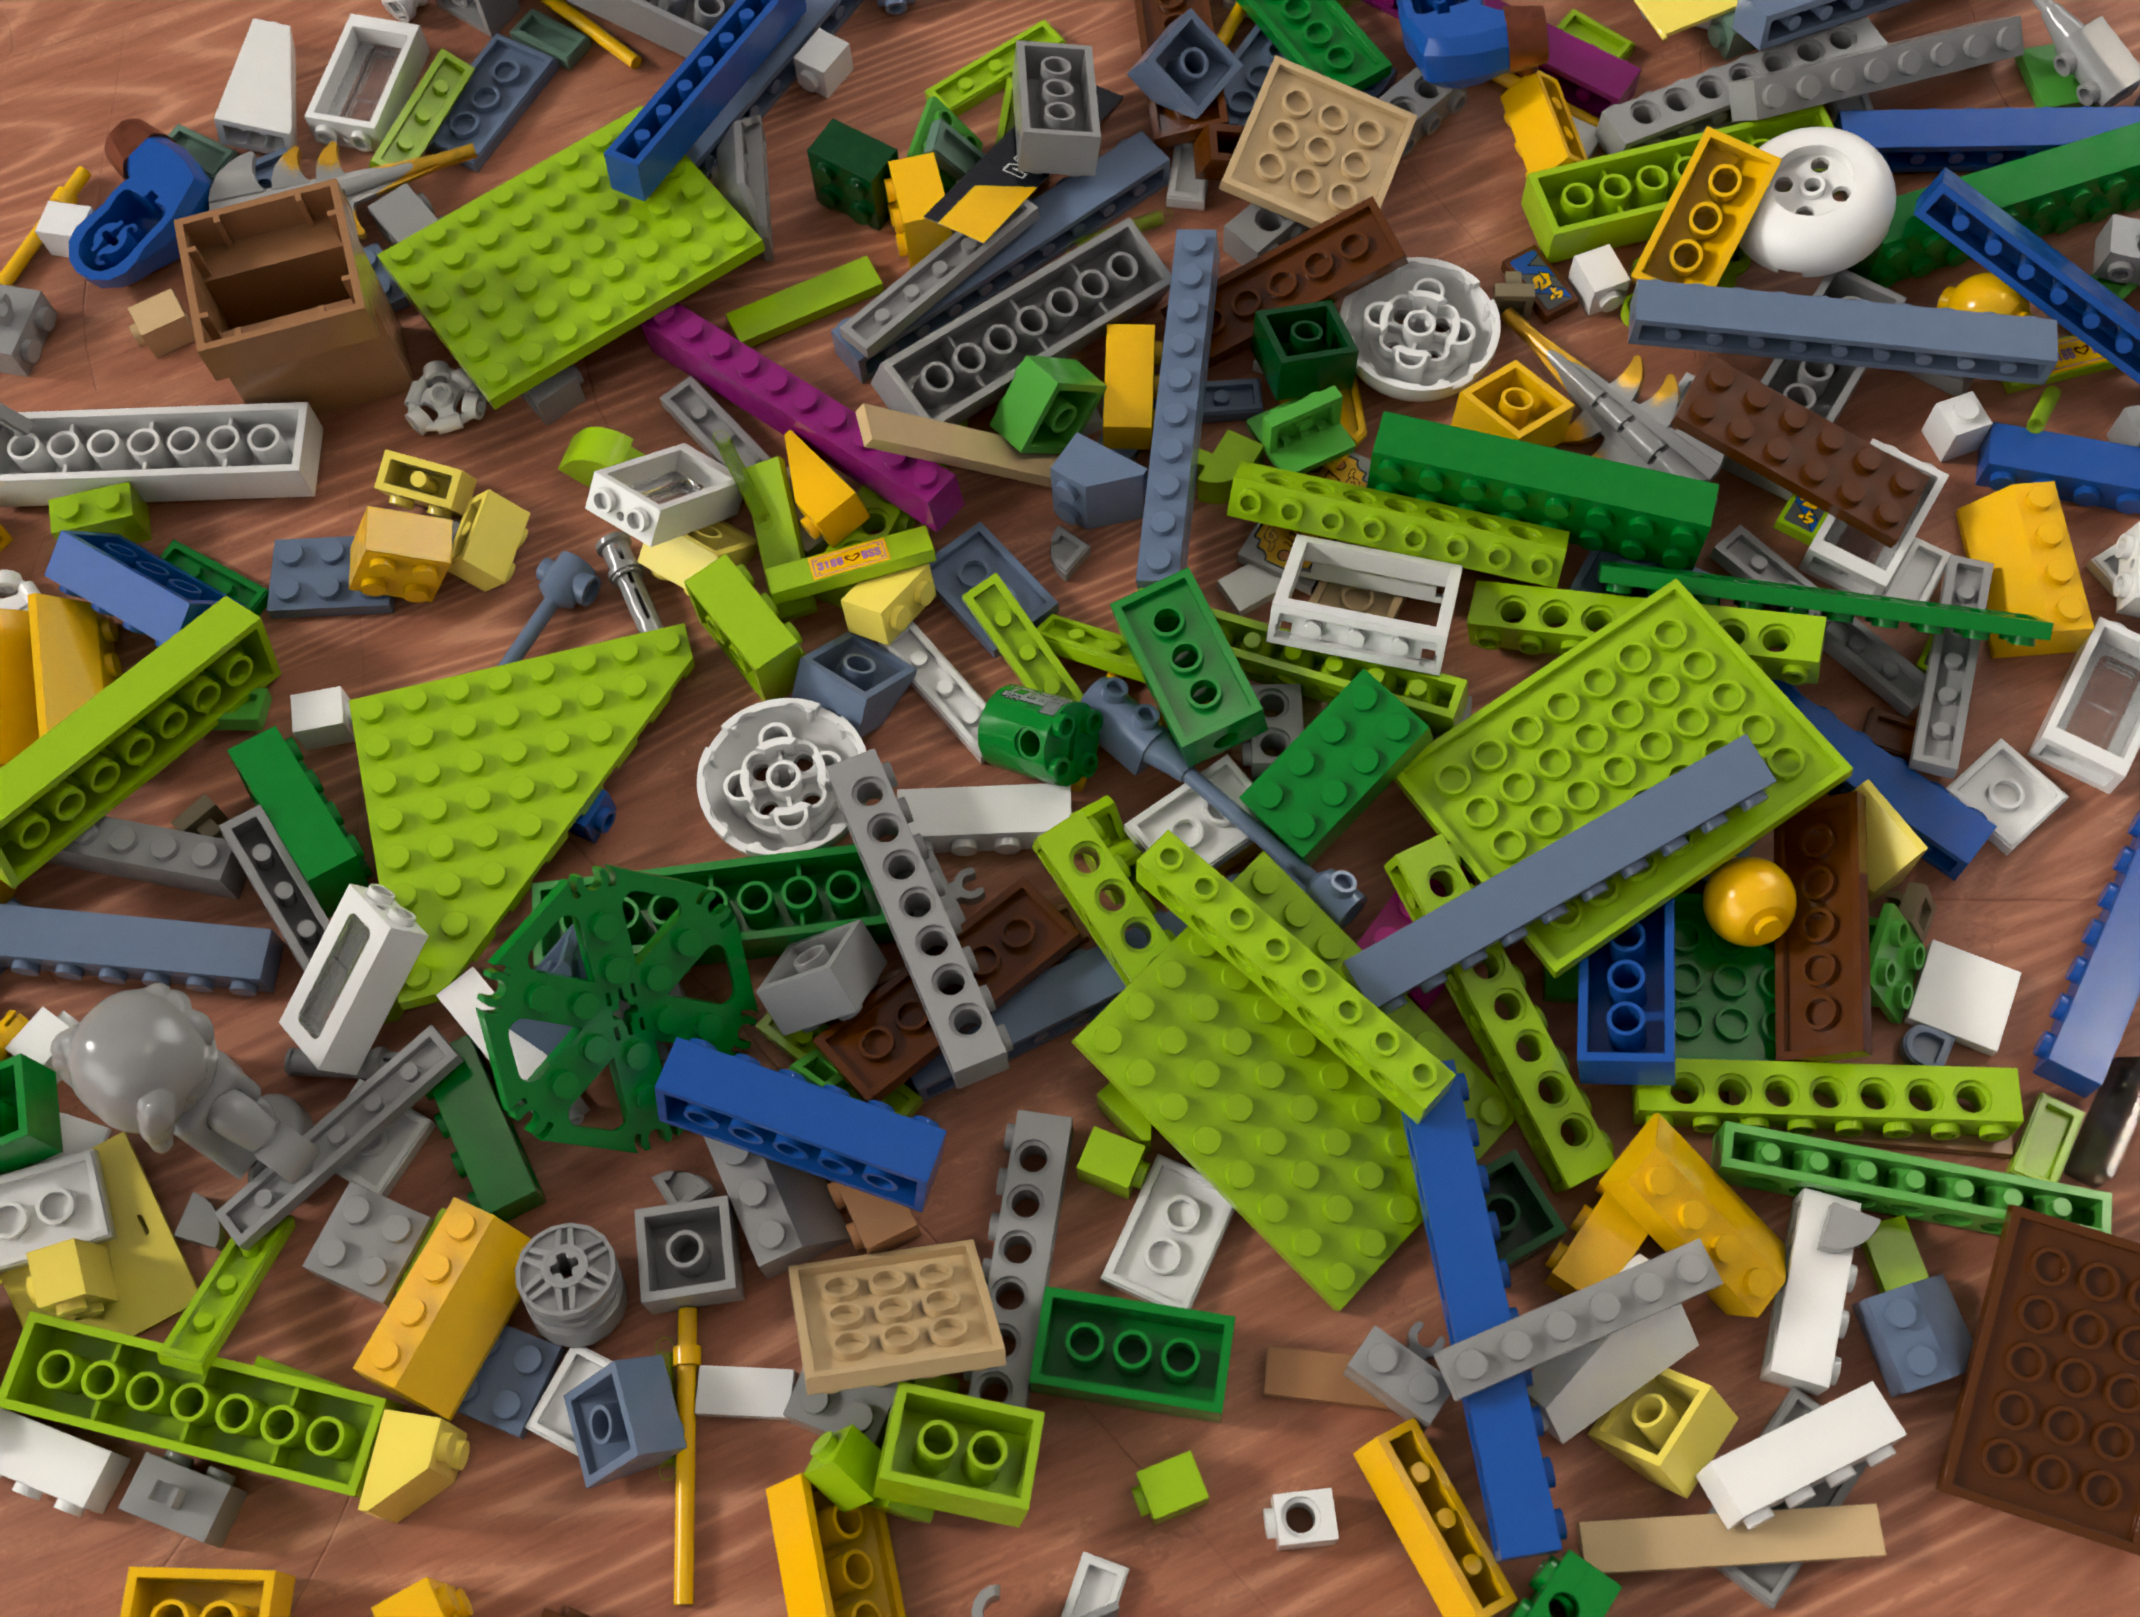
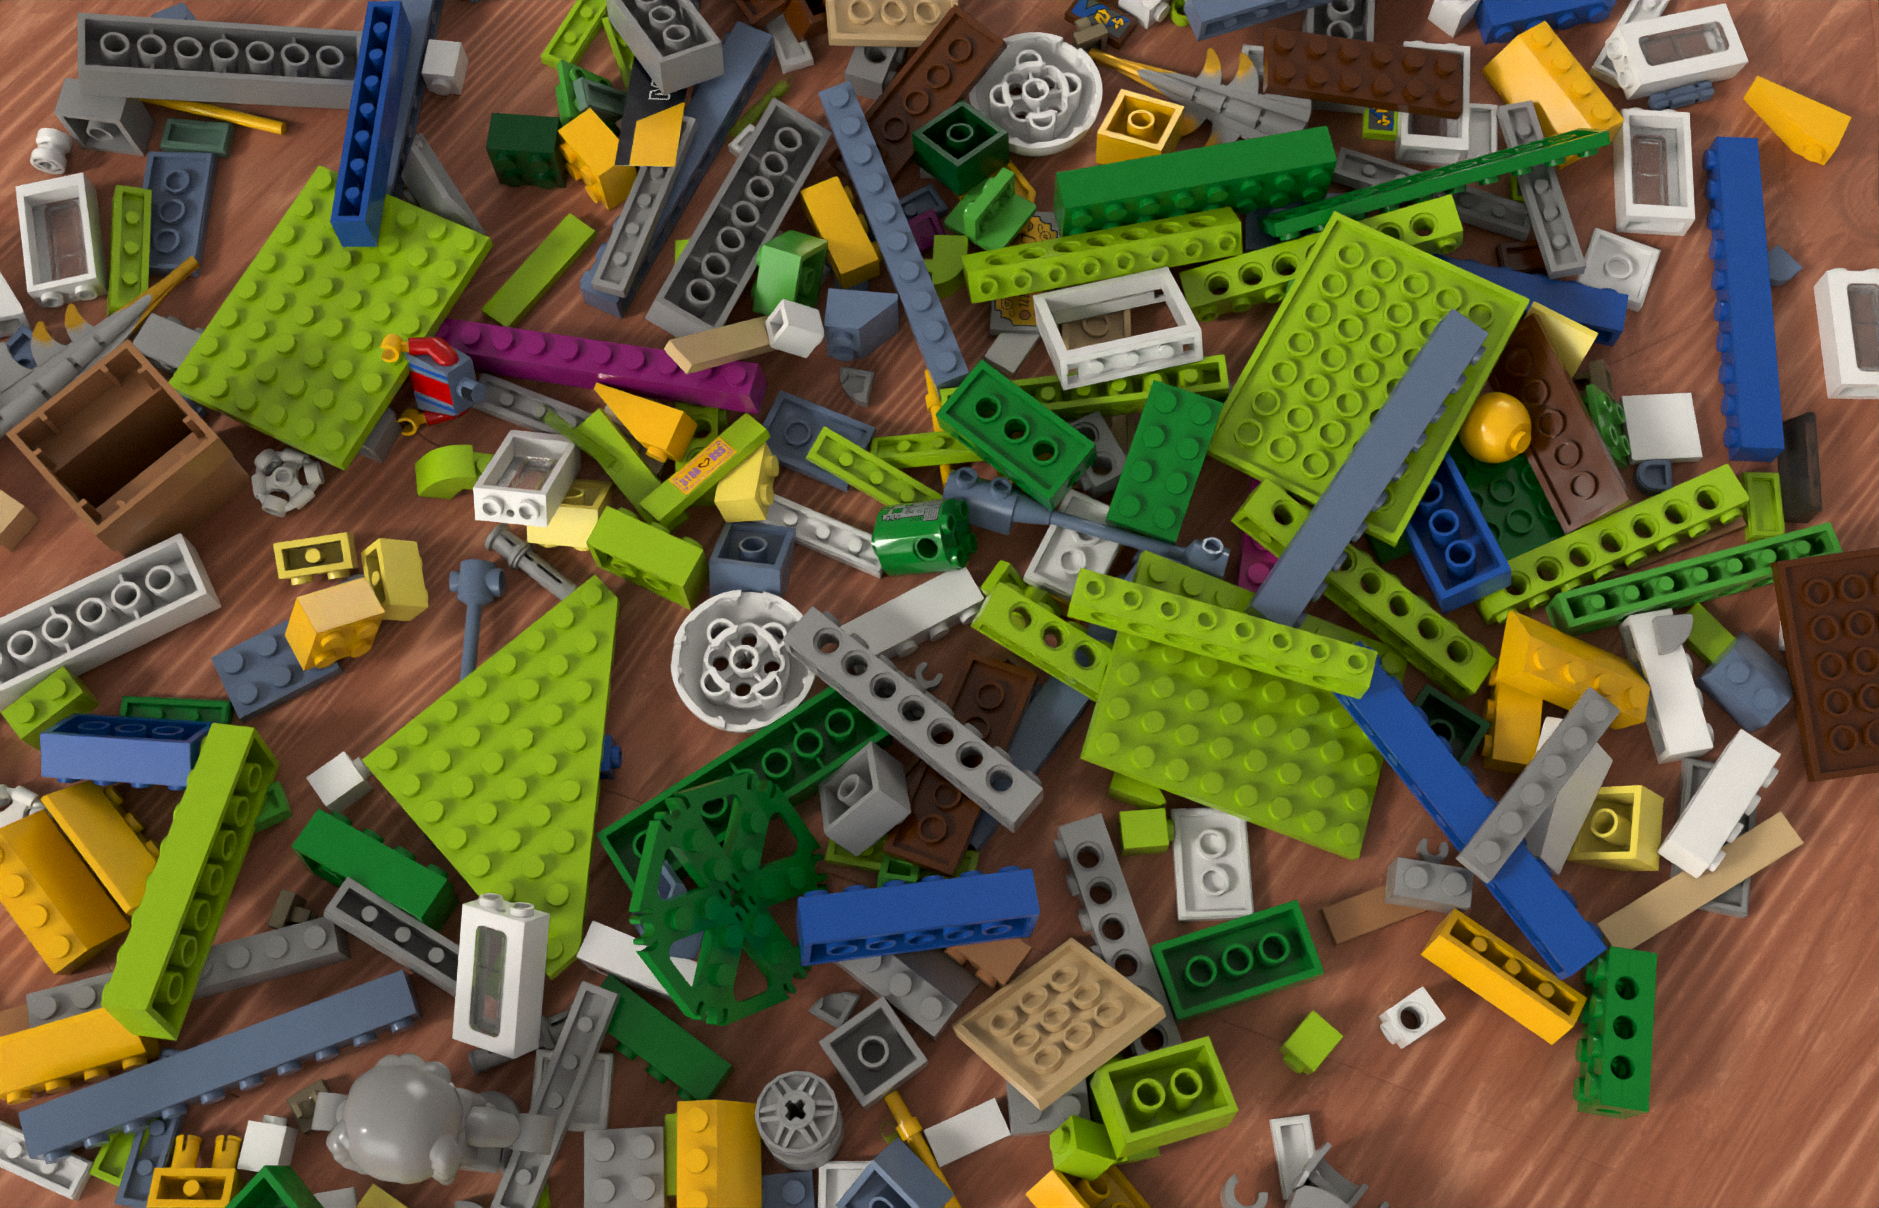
camera: 30 degrees left, 5 degrees up
(639, 357) = (440, 378): none -> torso
(1019, 458) = (794, 328): none -> white brick
(1220, 418) = (924, 228): none -> magenta tile

